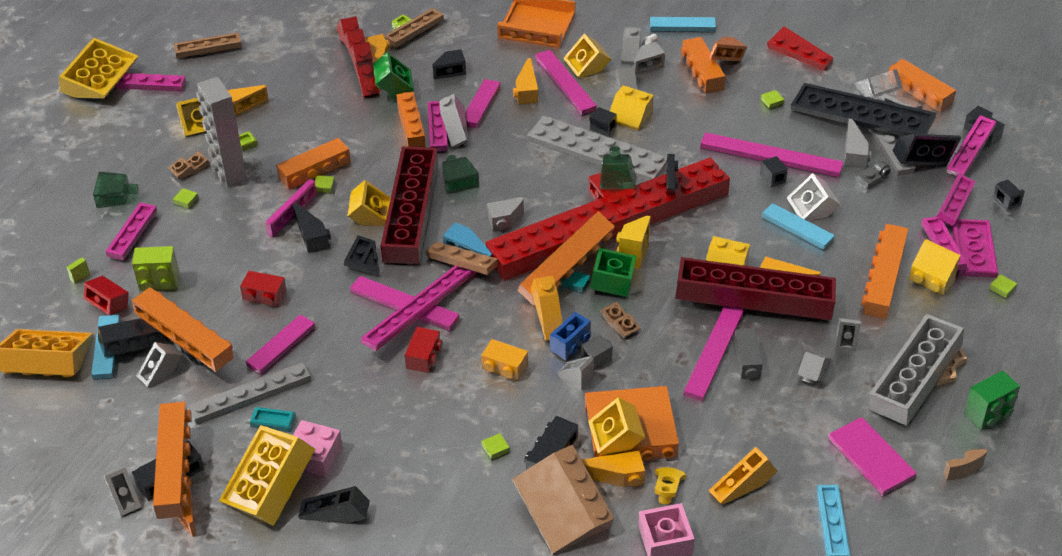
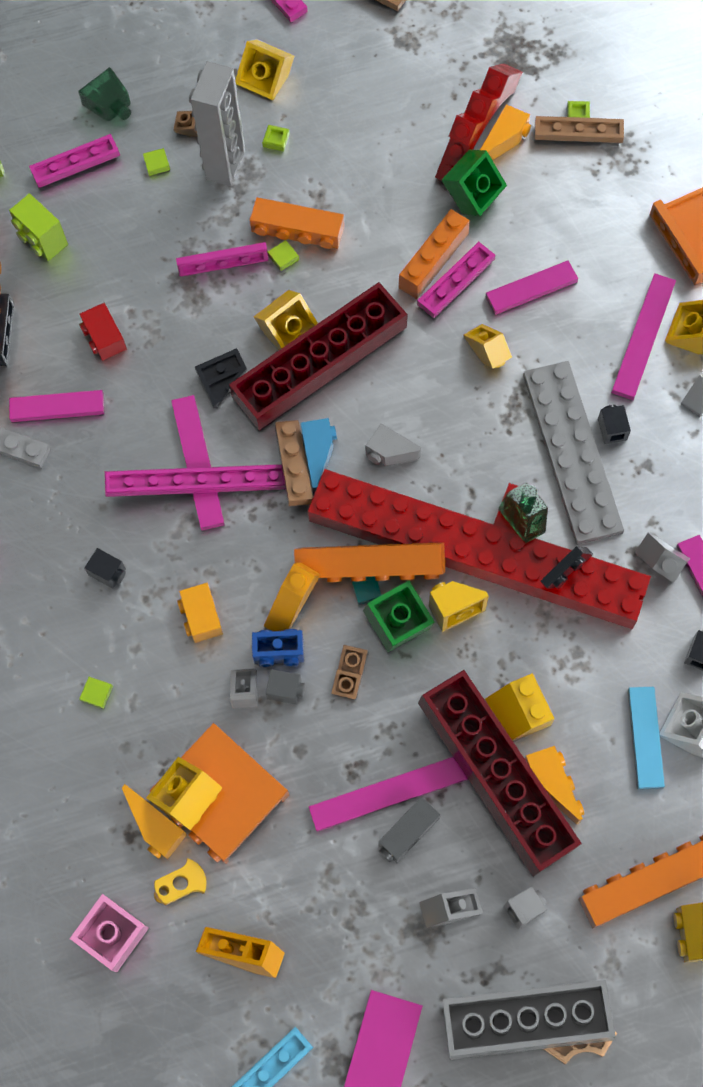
camera: 50 degrees right, 25 degrees up
(248, 97) = (313, 80): light orange slope -> none
(311, 230) = (208, 305): black slope -> none
(421, 386) = (105, 568): none -> black brick
(423, 350) = (150, 531): red brick -> none
(449, 65) = (554, 211): black slope -> none
(454, 120) = (474, 289): light grey slope -> none
(459, 174) = (404, 358): clear green torso -> none
(494, 137) = (488, 346): none -> yellow slope
(526, 85) = (596, 305): light orange slope -> none
(557, 436) = (130, 745): black brick -> none
(563, 500) = (70, 811): medium nougat slope -> none
(632, 107) = (661, 433): yellow slope -> none
(702, 150) = (662, 557): none -> light grey slope

